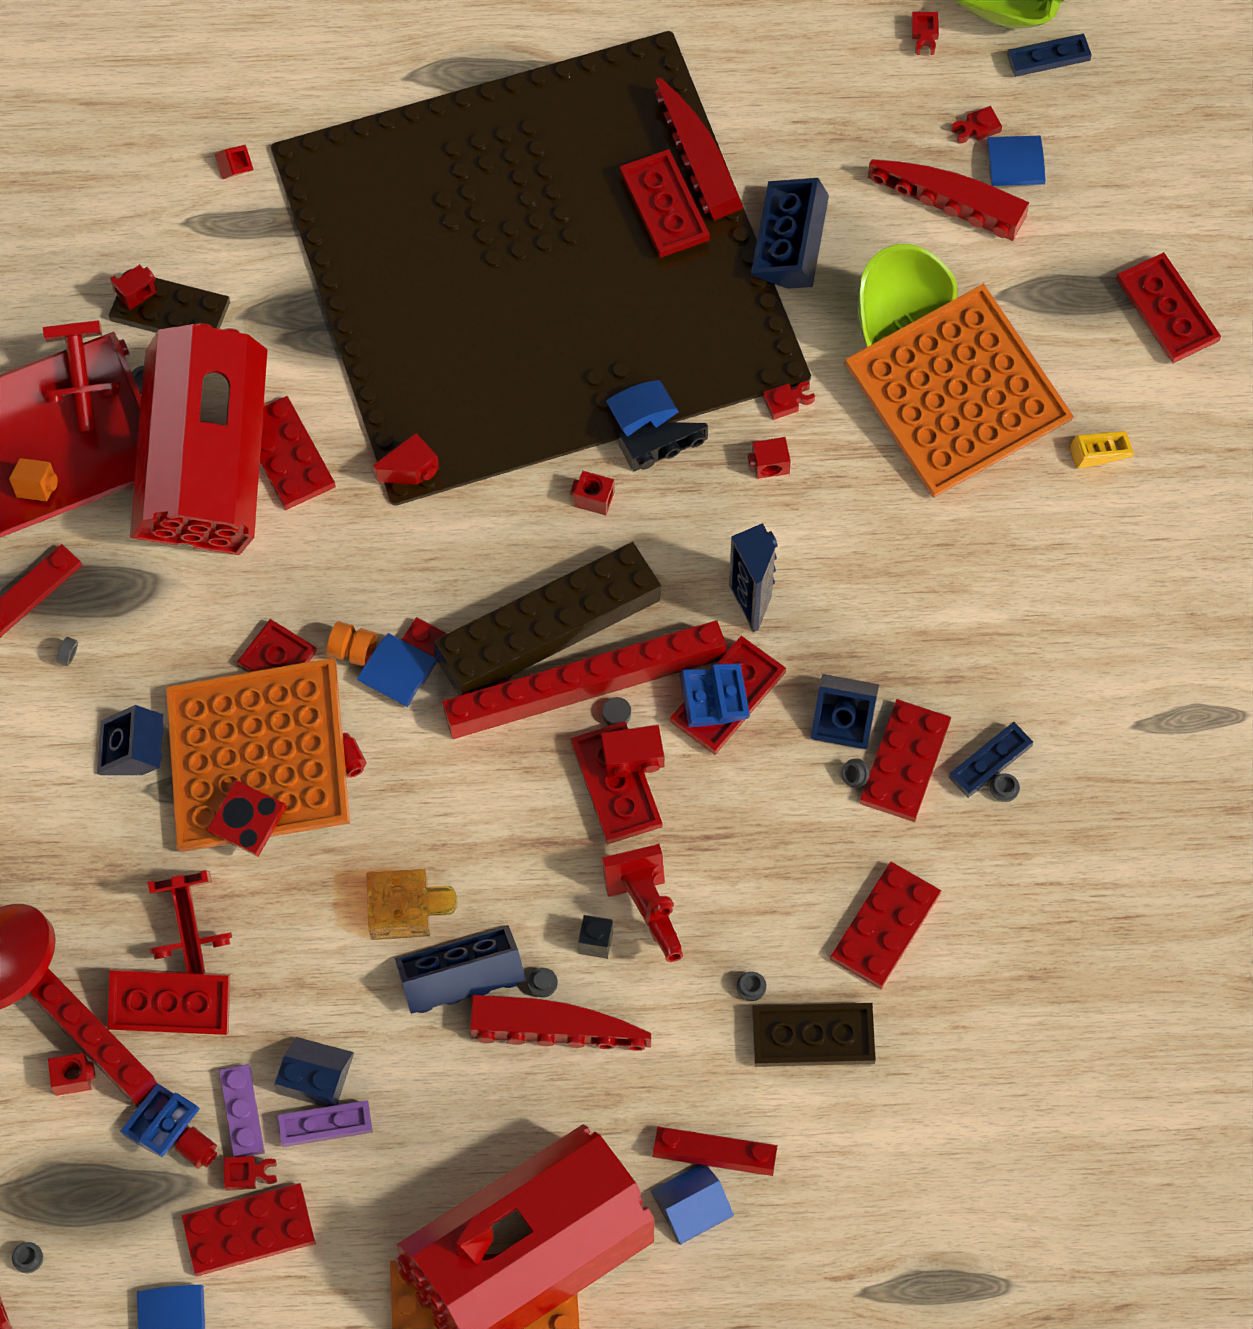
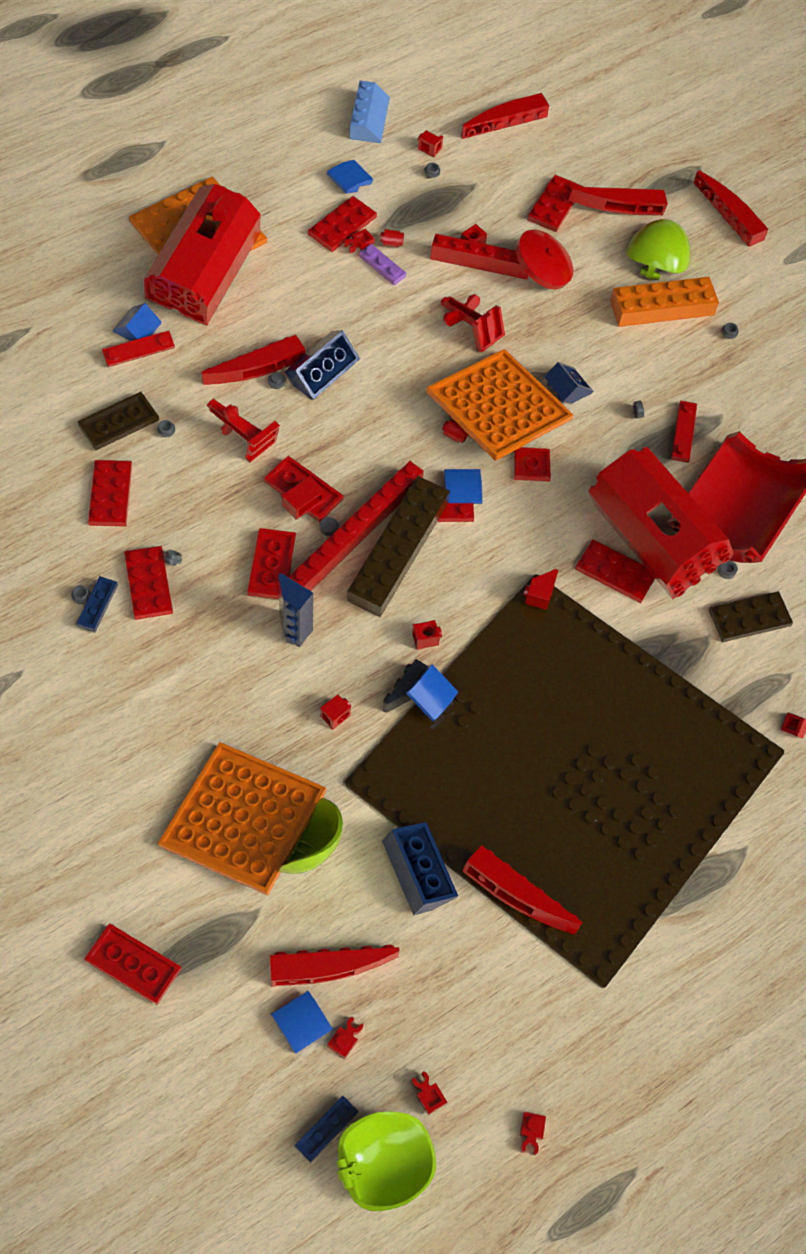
camera: 140 degrees right, 5 degrees down
(33, 479) = (732, 475): orange brick -> none
(73, 336) = (773, 535): red piece -> none
(134, 286) = (778, 604): red brick -> none
(159, 1120) = (415, 238): blue slope -> none
(169, 1001) = (452, 283): red plate -> none
(247, 818) = (479, 368): red tile -> none
(313, 1072) = (360, 290): dark blue slope -> none
(325, 1123) = (338, 274): medium lavender plate -> none
(350, 643) = (498, 482): orange wheel -> none
(403, 902) = (372, 377): clear yellow brick -> none
(595, 936) = (262, 408): black brick -> none
(664, 203) = (515, 843): red plate -> none
(714, 695) = (278, 552): blue slope -> none
(785, 401) = (350, 758): red plate -> none
(844, 711) = (199, 588): dark blue slope -> none
(1084, 455) = (139, 835): yellow slope -> none

